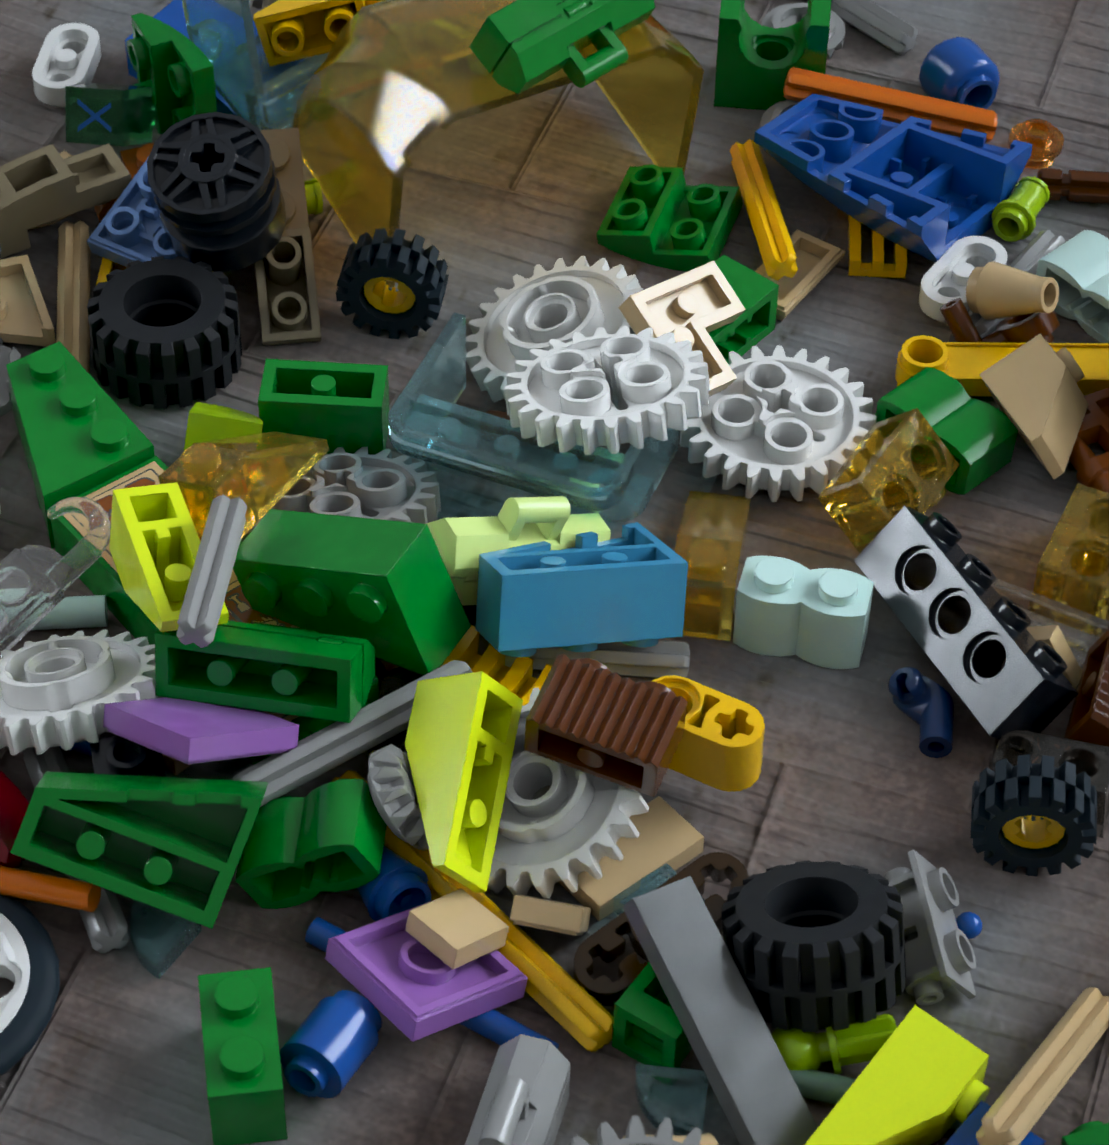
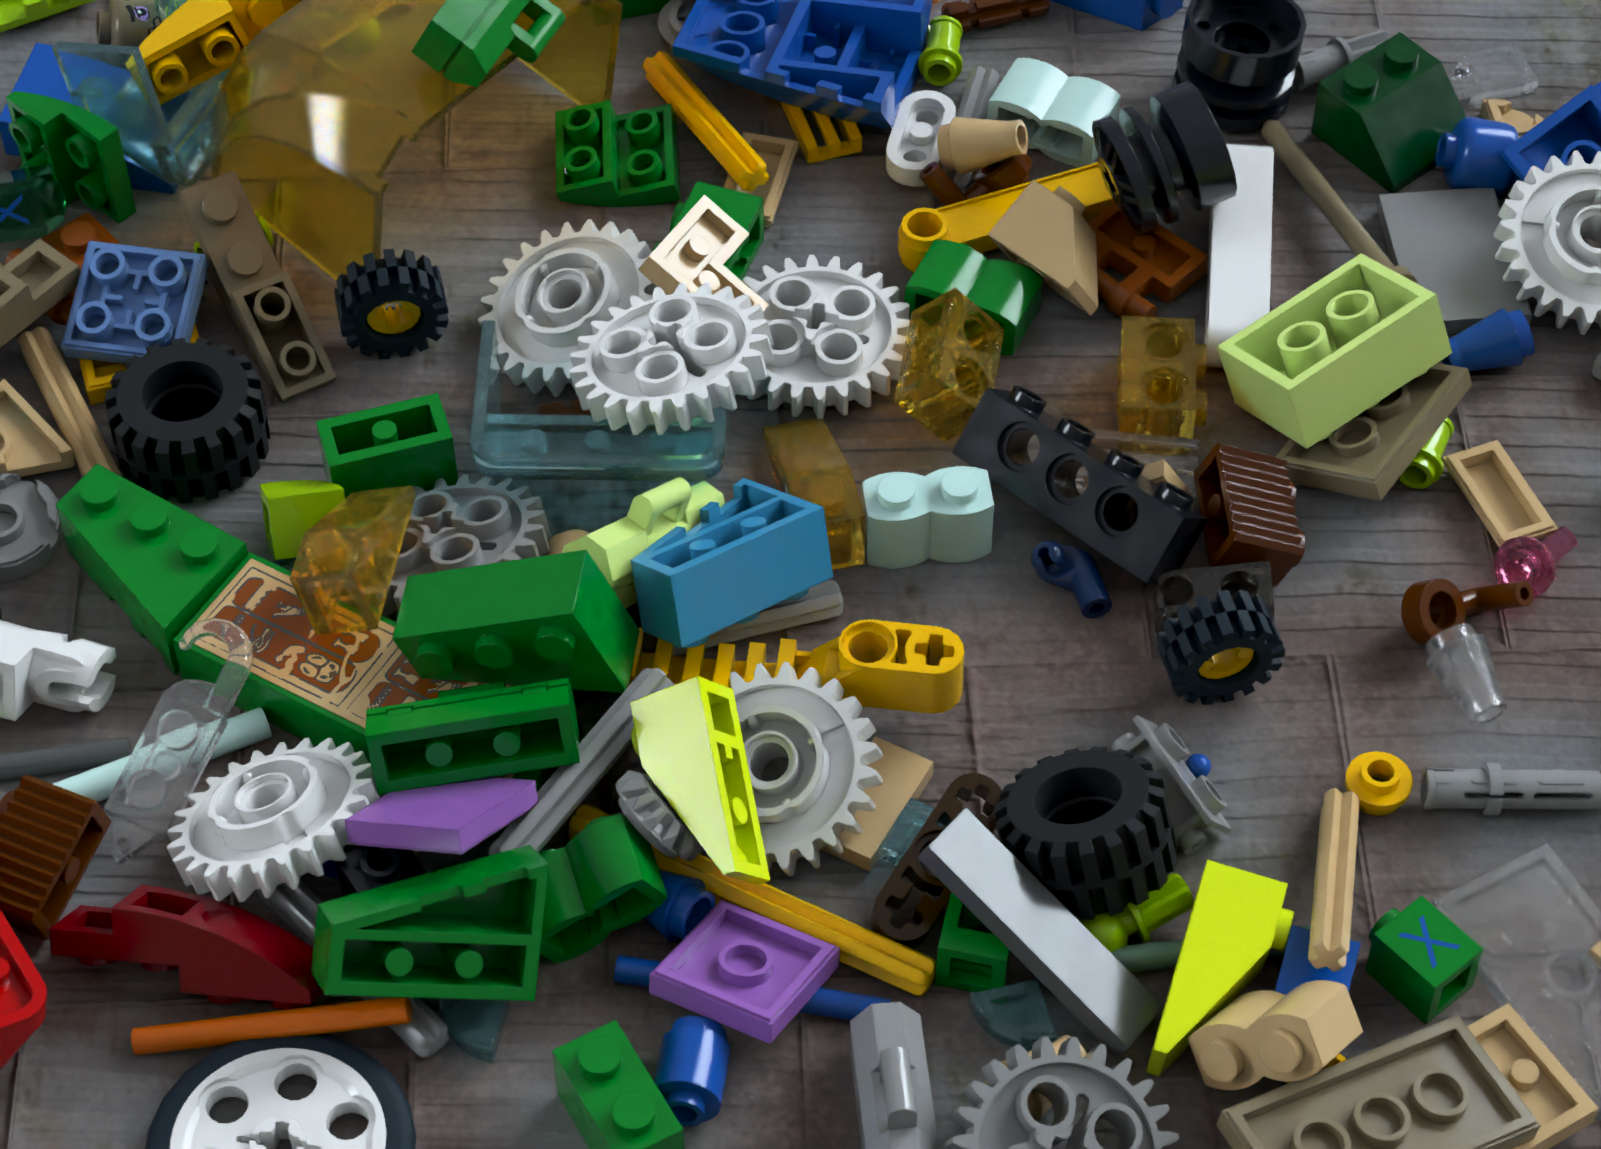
camera: 20 degrees left, 5 degrees up
(155, 550) = (333, 661): neon yellow slope -> none
(212, 571) = (399, 659): light grey axle -> none
(217, 191) = (199, 291): black wheel -> none
(457, 928) = (760, 924): tan tile -> none
(550, 915) = (832, 882): tan tile -> none
(606, 724) = (827, 688): reddish brown brick -> none

